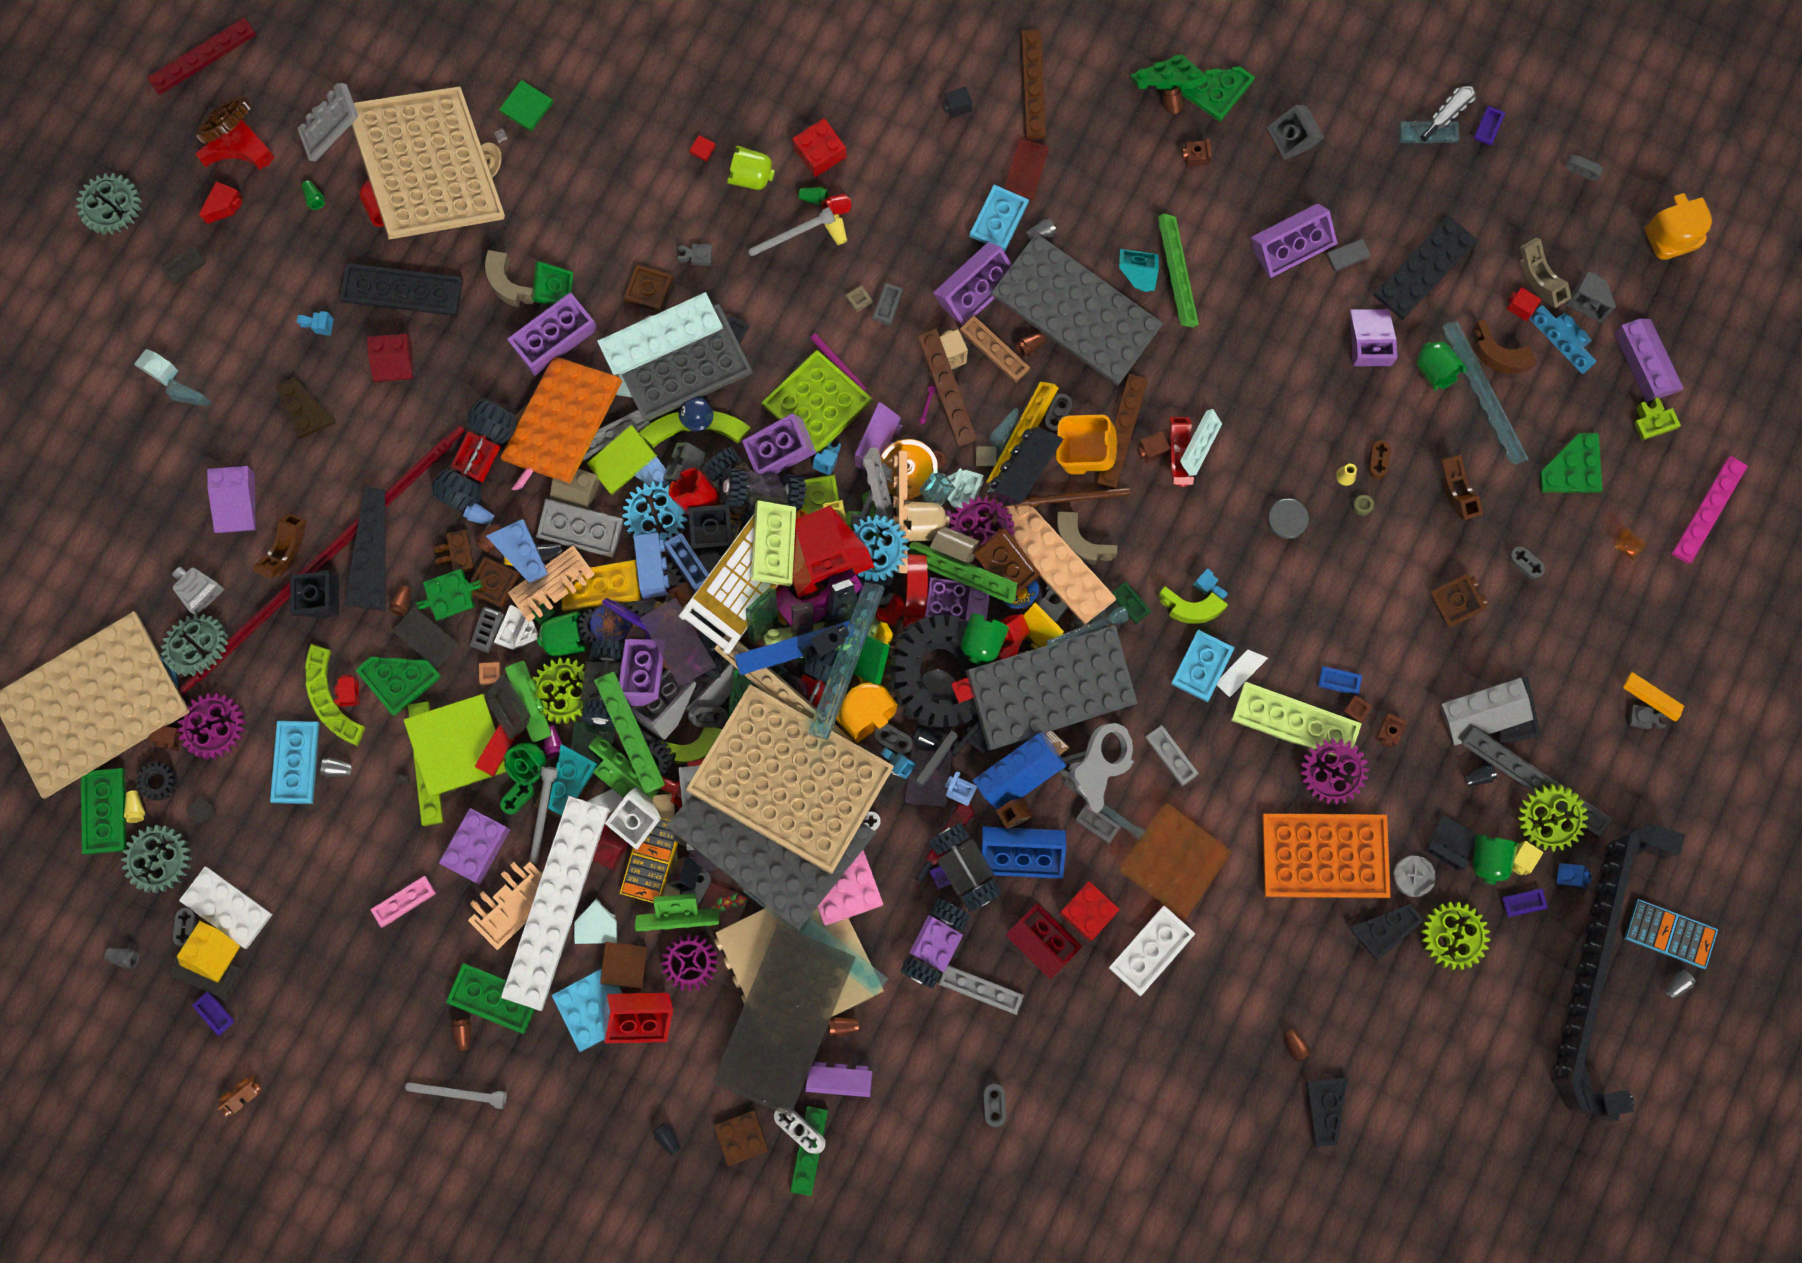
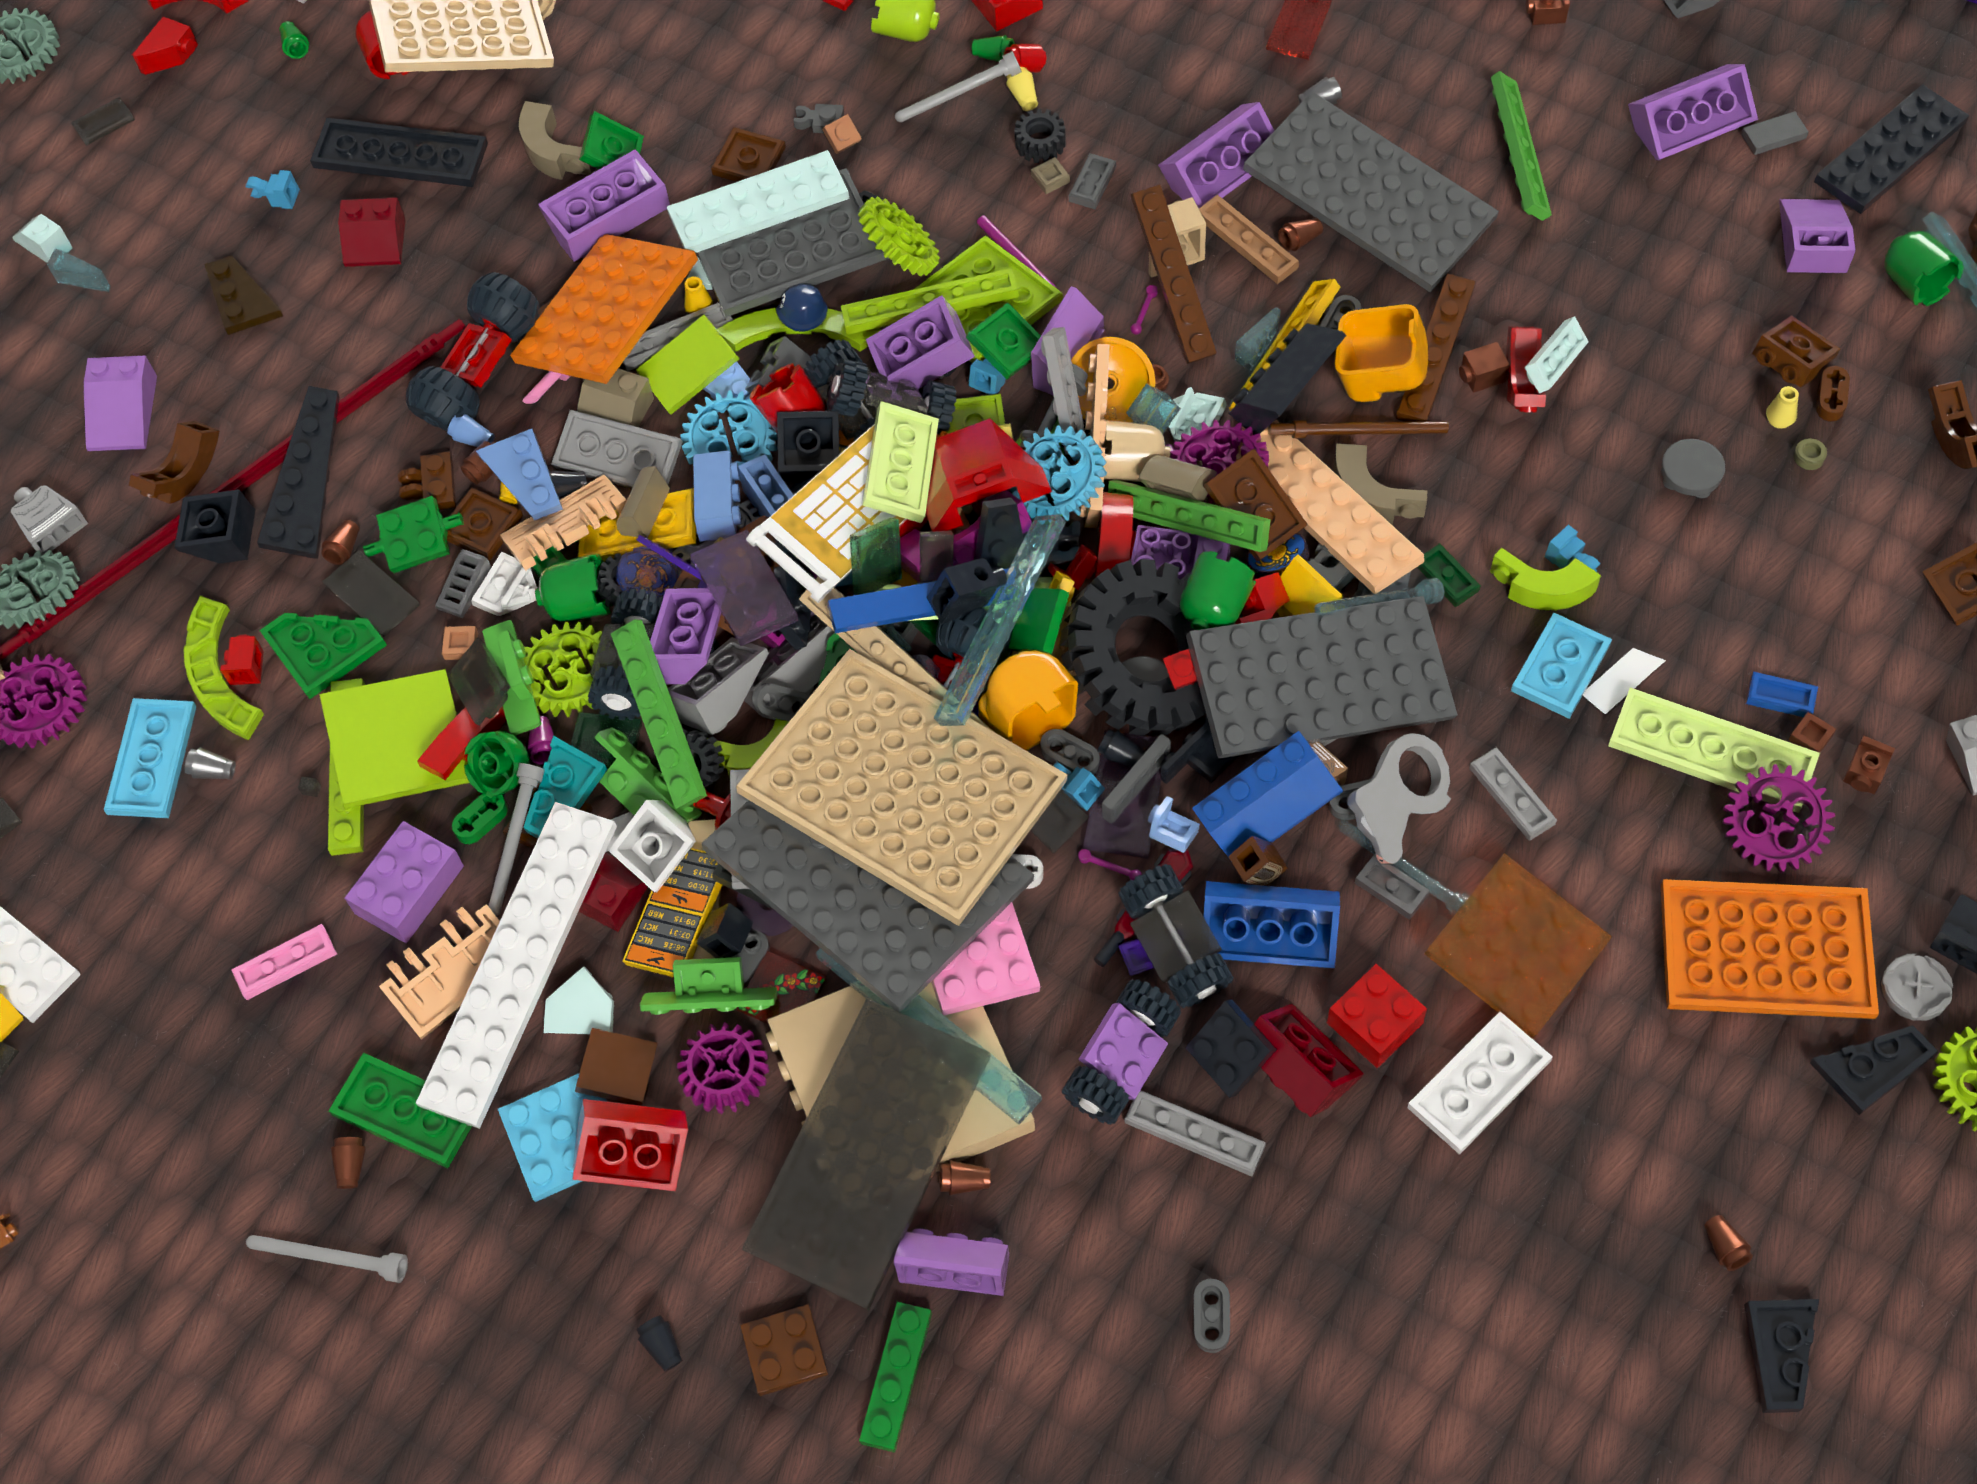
camera: 10 degrees right, 15 degrees down
(603, 573) = (643, 503): none -> dark tan brick
(623, 406) = (696, 295): none -> yellow cone
(712, 269) = (842, 134): none -> nougat plate
(759, 359) = (898, 236): none -> lime gear
(780, 408) = (958, 293): none -> lime plate
(809, 1132) = (894, 1339): white beam -> none
(837, 439) = (1005, 340): none -> green tile
(849, 279) = (1039, 123): none -> black tyre
(905, 808) = (1085, 857): none -> magenta hinge
(985, 456) = (1229, 377): dark tan tile -> none
(999, 217) = (1259, 76): medium azure plate -> none
(1001, 938) = (1230, 1048): none -> black plate
(1140, 268) = (1465, 143): teal slope -> none
(1356, 430) = (1794, 351): none -> reddish brown plate

